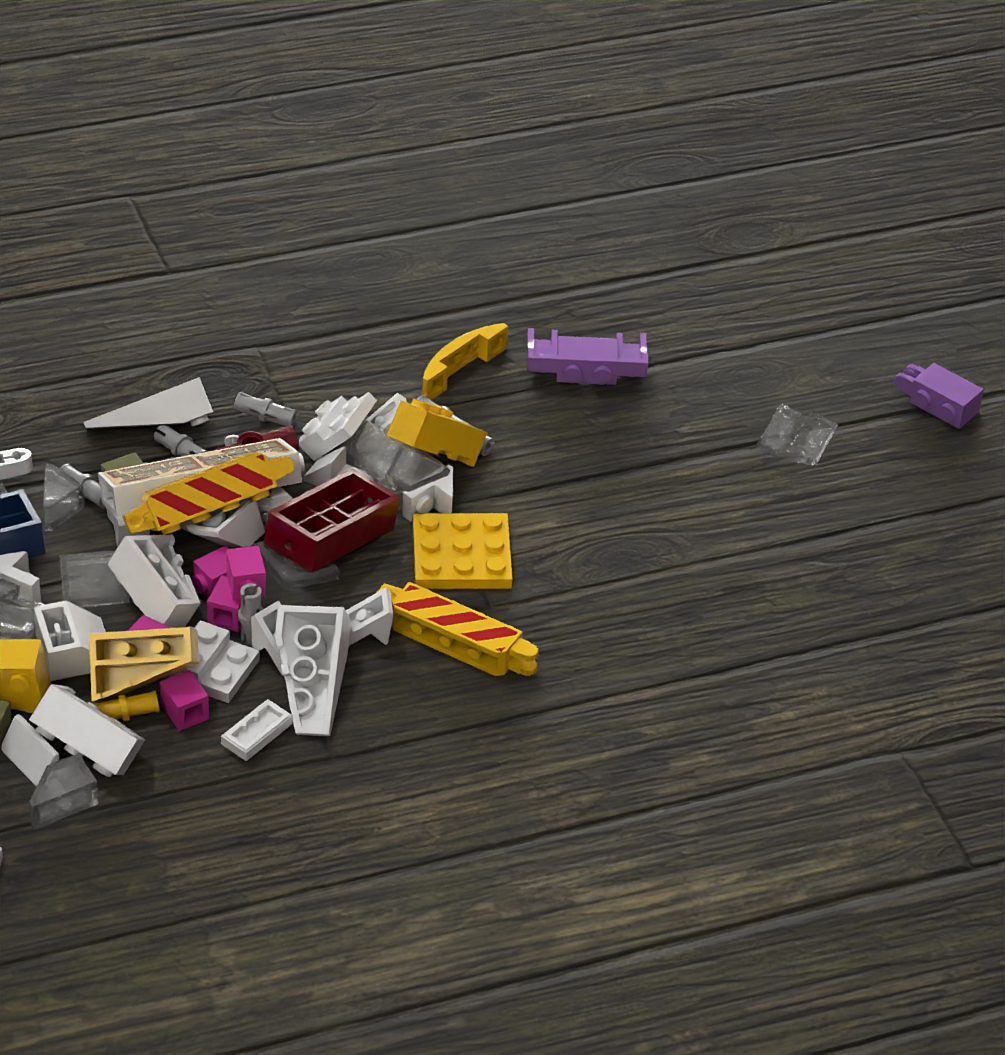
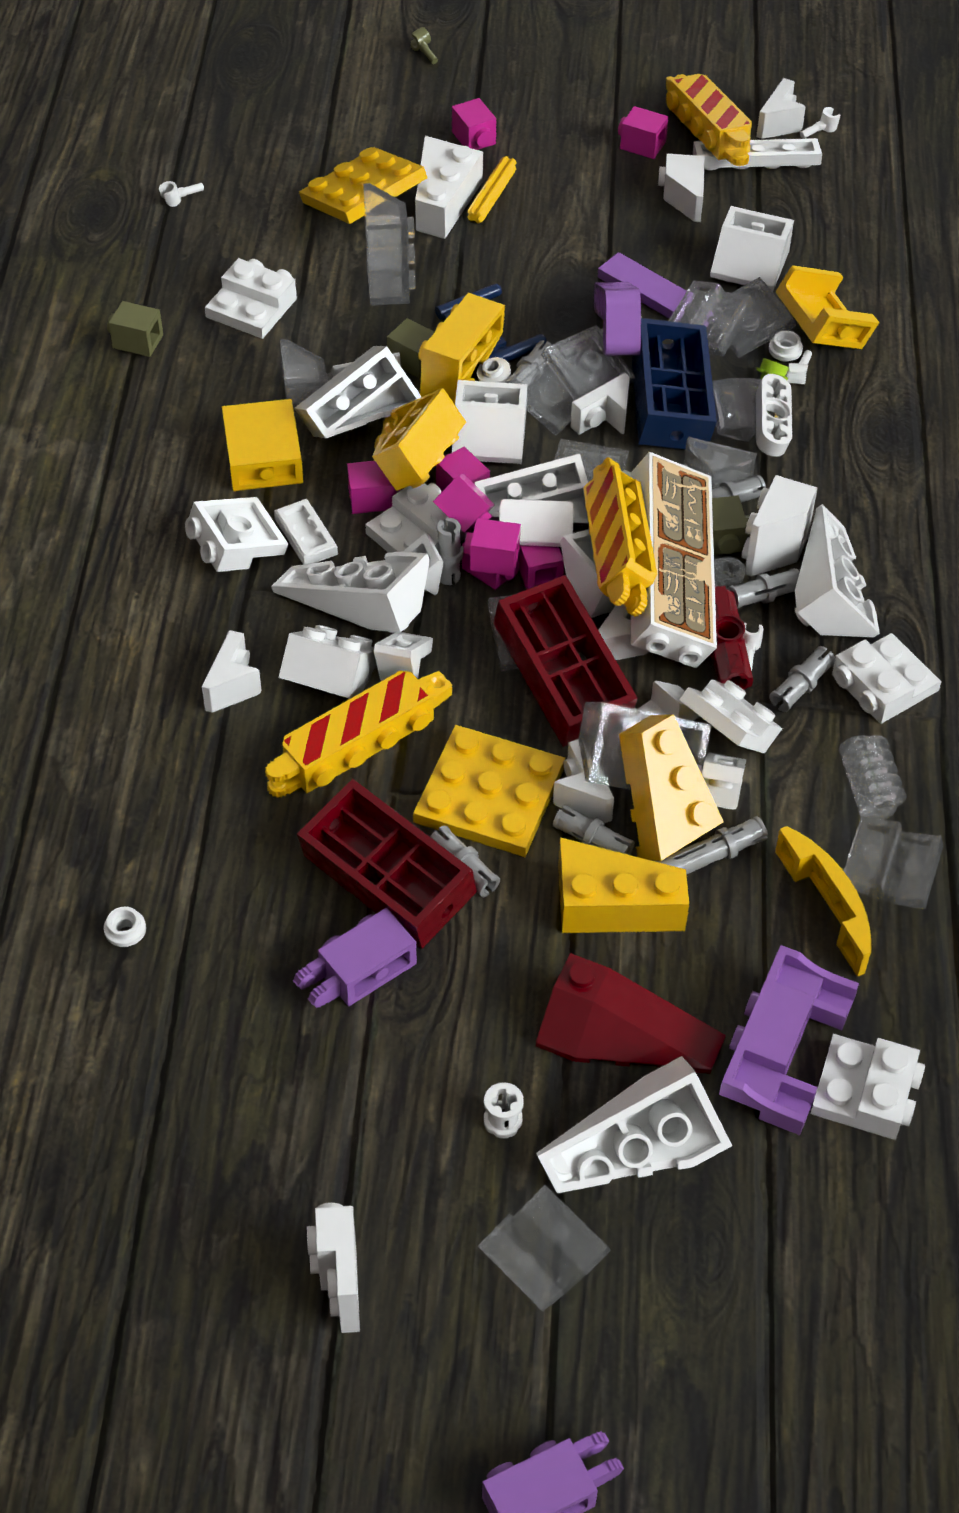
camera: 115 degrees right, 10 degrees up
(52, 932) = (135, 328): none -> olive brick
(127, 429) = (779, 526): none -> white slope
(163, 786) = (262, 444): none -> yellow panel
(202, 562) = (541, 521): none -> white slope
(207, 601) = (464, 502): none -> dark pink brick
(239, 371) = (884, 677): none -> white plate
(287, 769) = (234, 532): none -> white plate
(345, 352) = (872, 776): none -> clear piece
(395, 664) = (328, 661): none -> white slope
(407, 341) = (893, 862): none -> clear slope
(447, 724) = (230, 676): none -> white slope
(471, 485) = (591, 831): none -> light grey pin
(523, 456) = (618, 891): none -> yellow wedge
(536, 544) = (482, 874): none -> light grey pin
(571, 571) = (366, 838): none -> dark red brick
(590, 315) = (868, 1085): none -> white plate
(619, 440) = (615, 1019): none -> dark red wedge
(657, 567) = (359, 960): none -> medium lavender hinge
(674, 395) = (644, 1129): none -> white wedge
(707, 704) = (121, 918): none -> white plate
(722, 467) = (512, 1103): none -> white bush
(884, 496) = (335, 1260): none -> white plate

